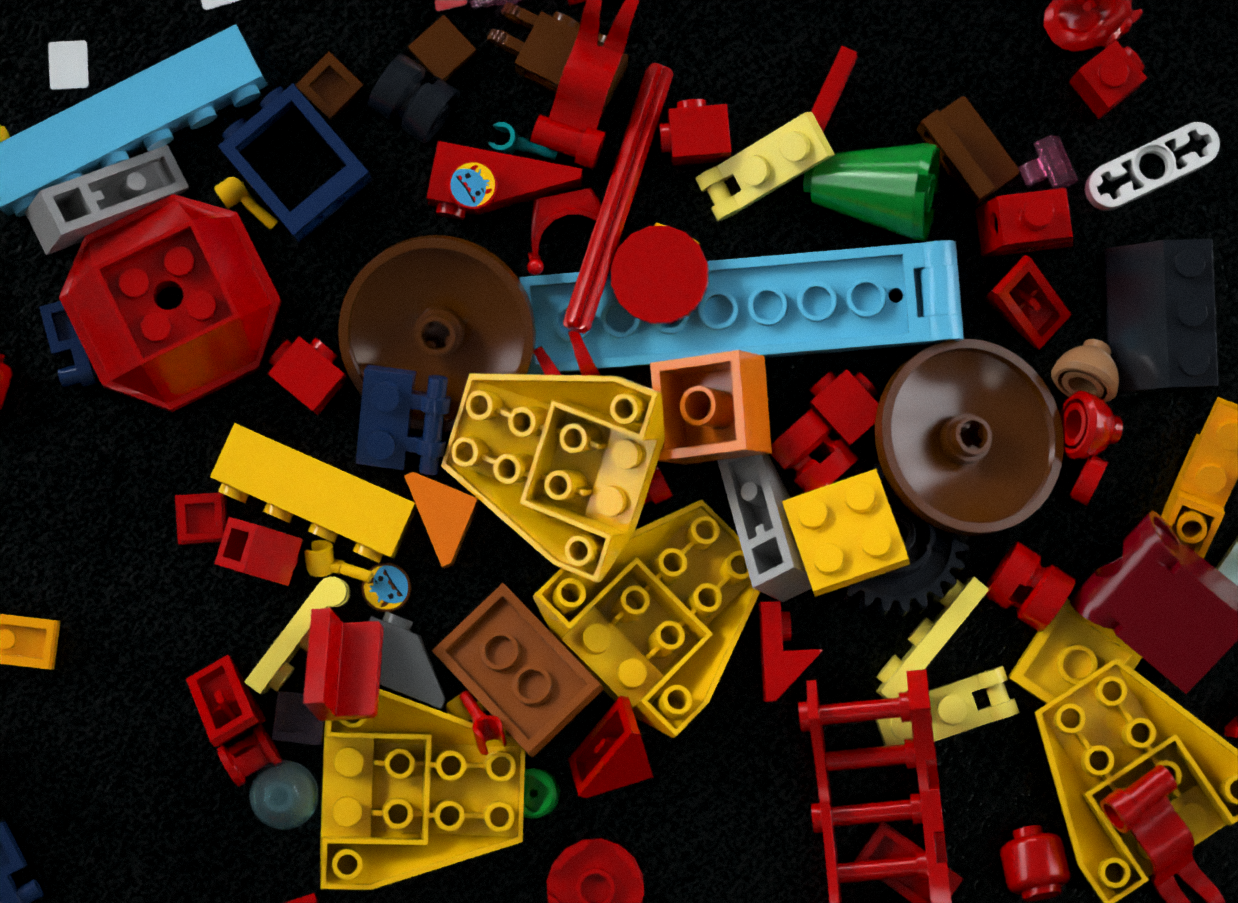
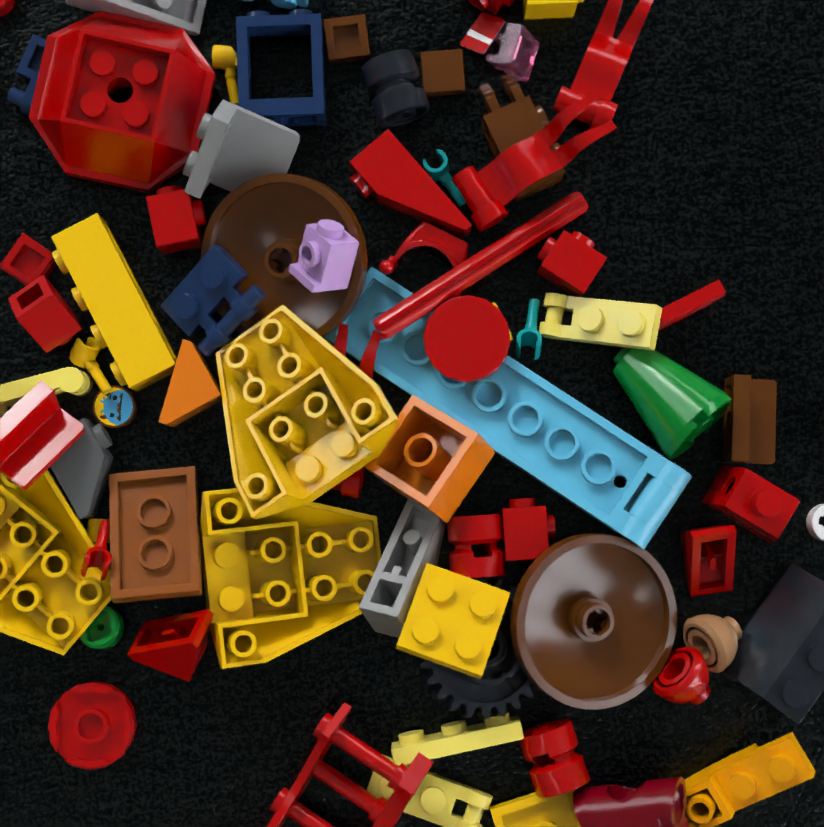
camera: 40 degrees right, 0 degrees up
(318, 265) = (238, 149): none -> light grey bracket
(473, 185) = (386, 177): tile -> none
(477, 300) = (325, 257): none -> lavender brick
(711, 227) = (530, 335): none -> teal hand
(779, 666) = (338, 674): red slope -> none
(1051, 164) = (800, 475): clear pink tile -> none
(1088, 479) = (654, 715): red tile -> none

